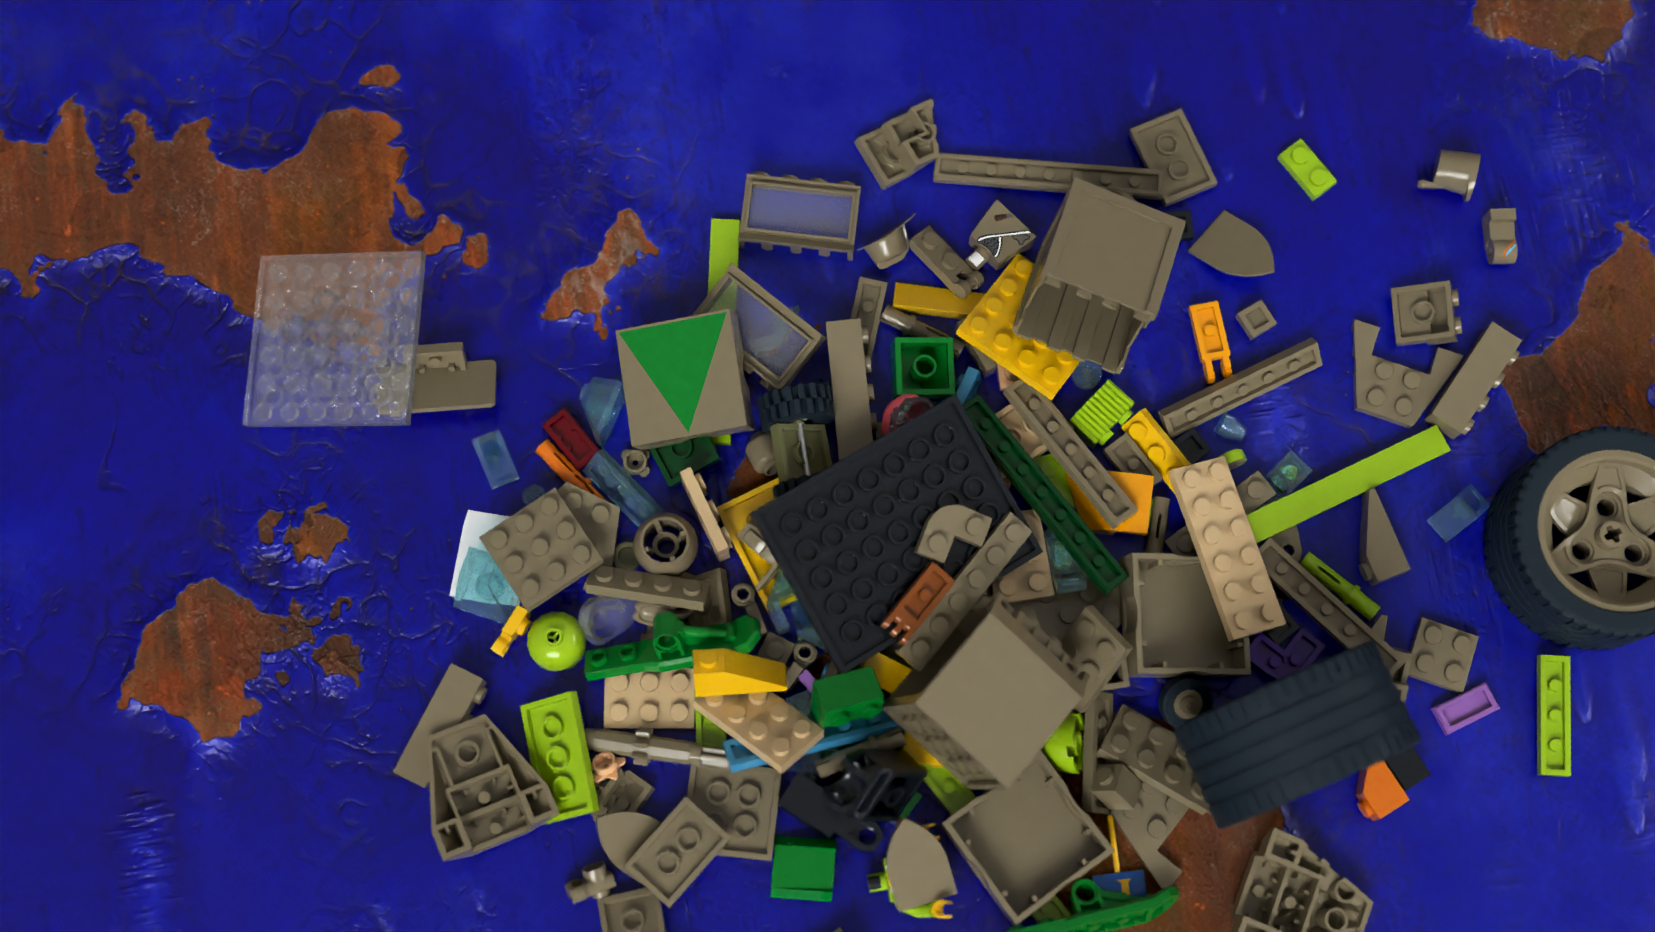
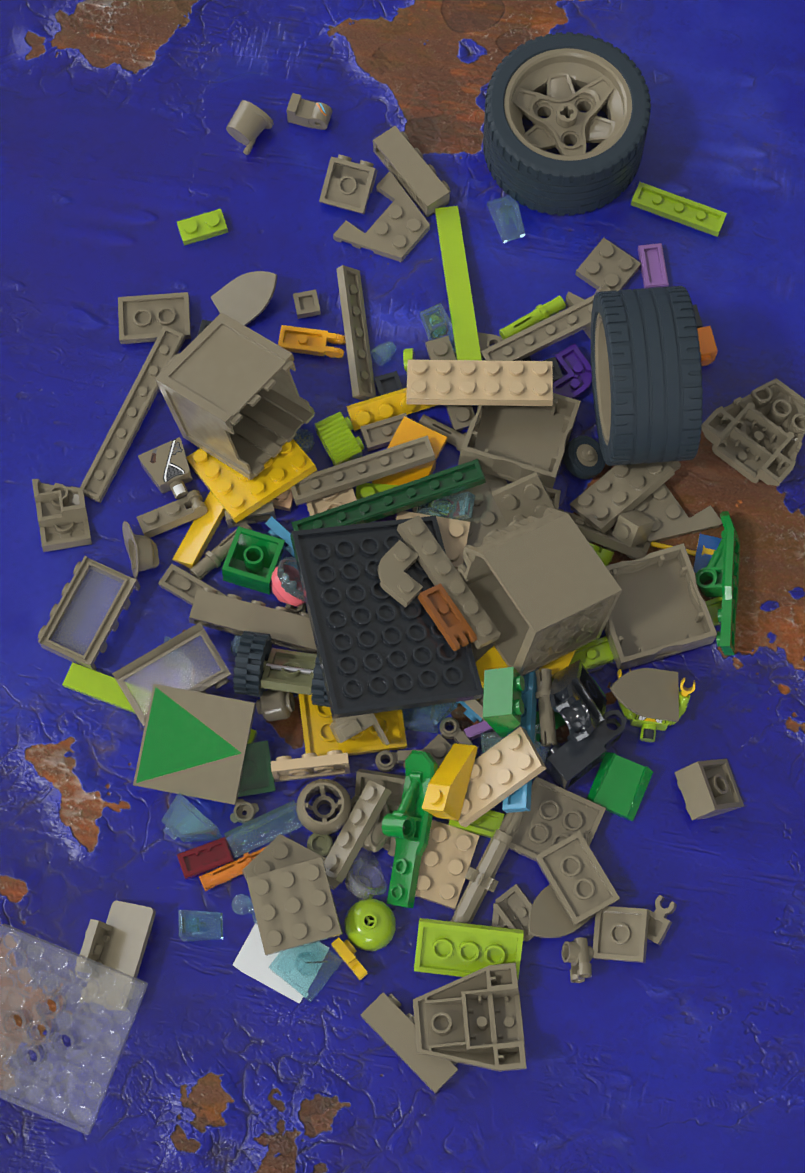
camera: 65 degrees left, 5 degrees down
(606, 759) = (483, 910): light nougat plate -> none
(779, 593) = (391, 724): clear light blue slope -> none
(1379, 548) = (512, 280): dark tan slope -> none

